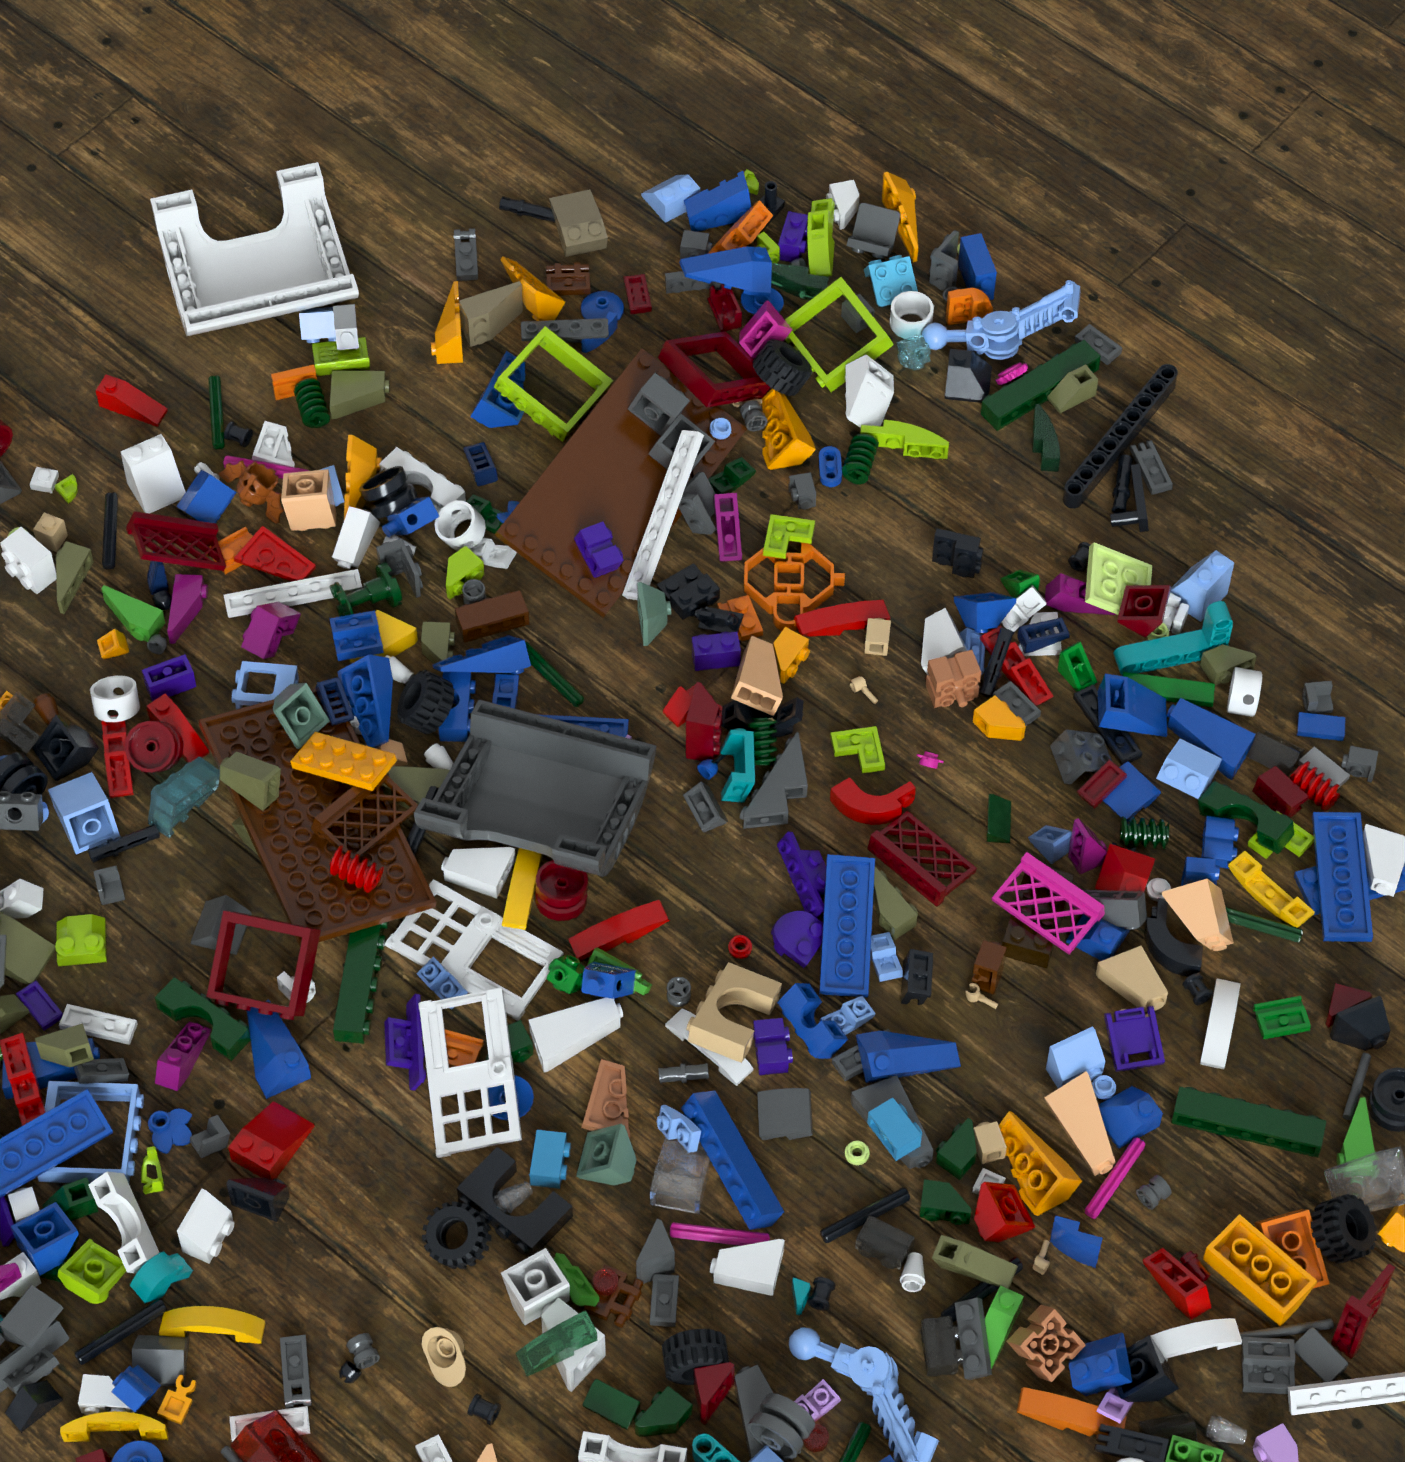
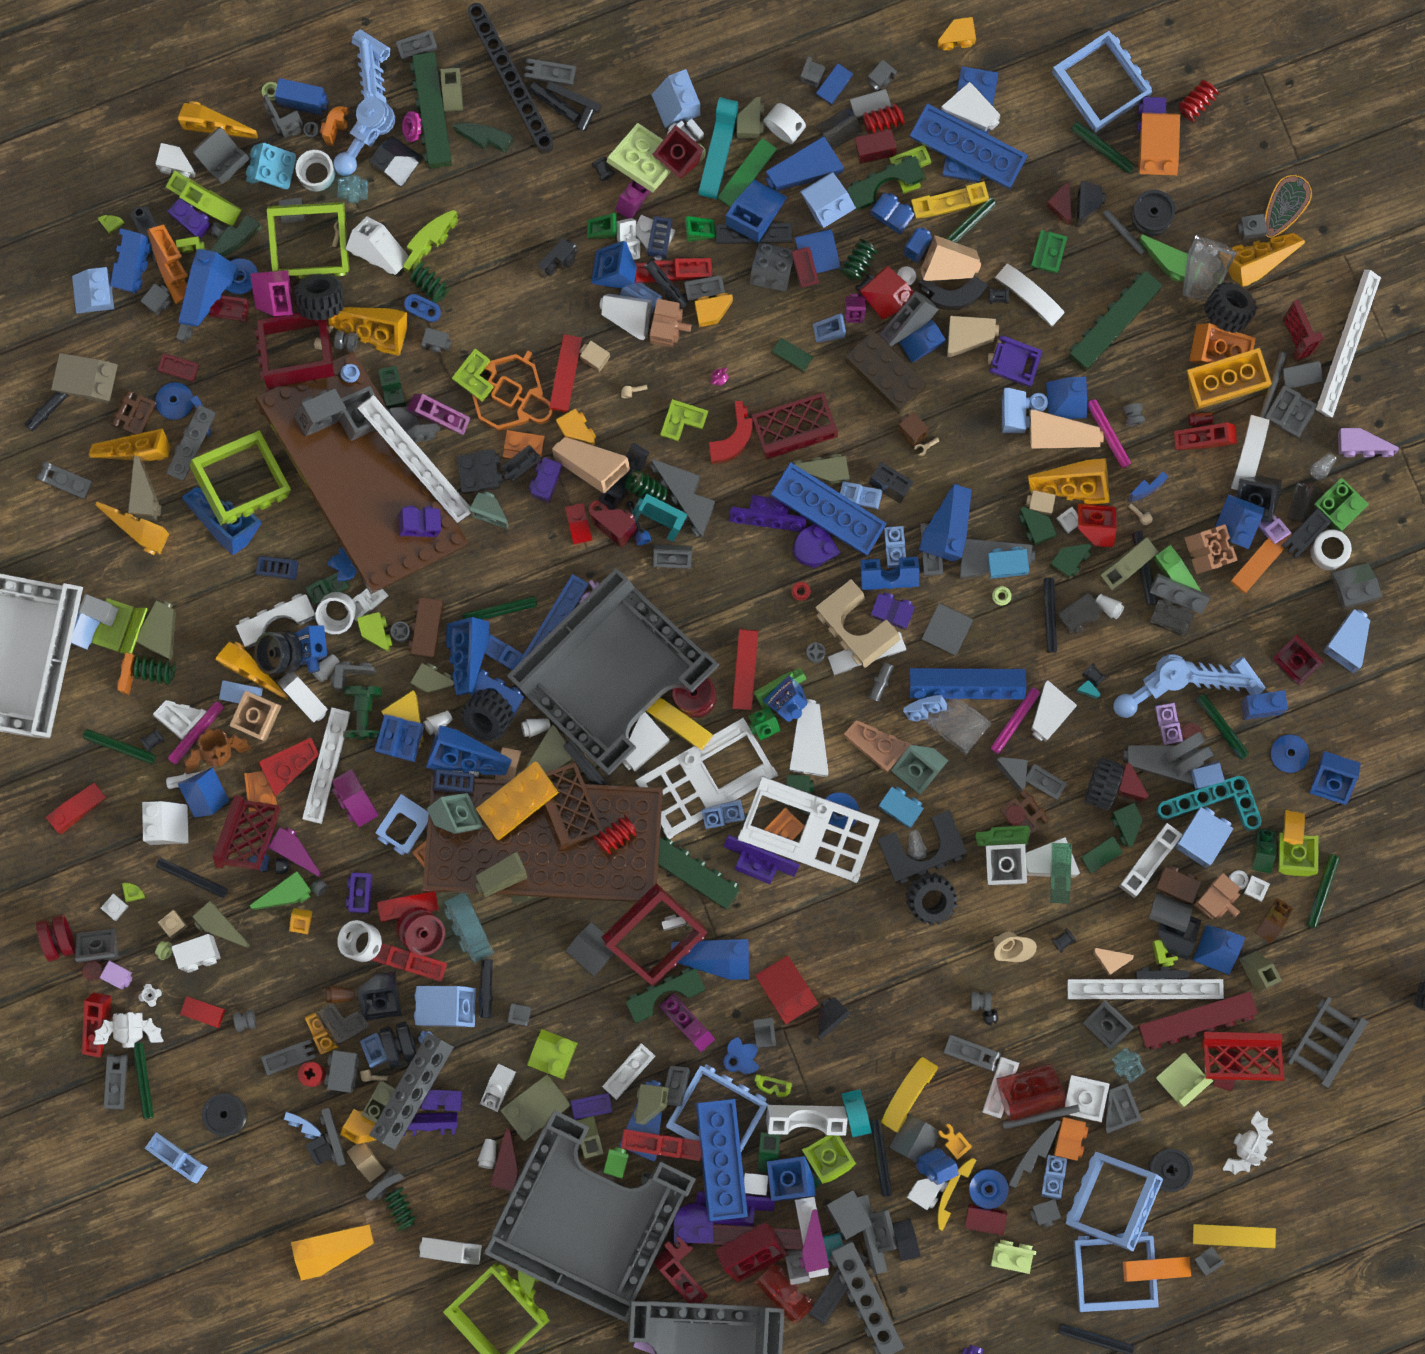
camera: 60 degrees left, 25 degrees up
(205, 1227) = (837, 1066): white slope -> none
(1063, 889) = (884, 348): dark pink fence -> none

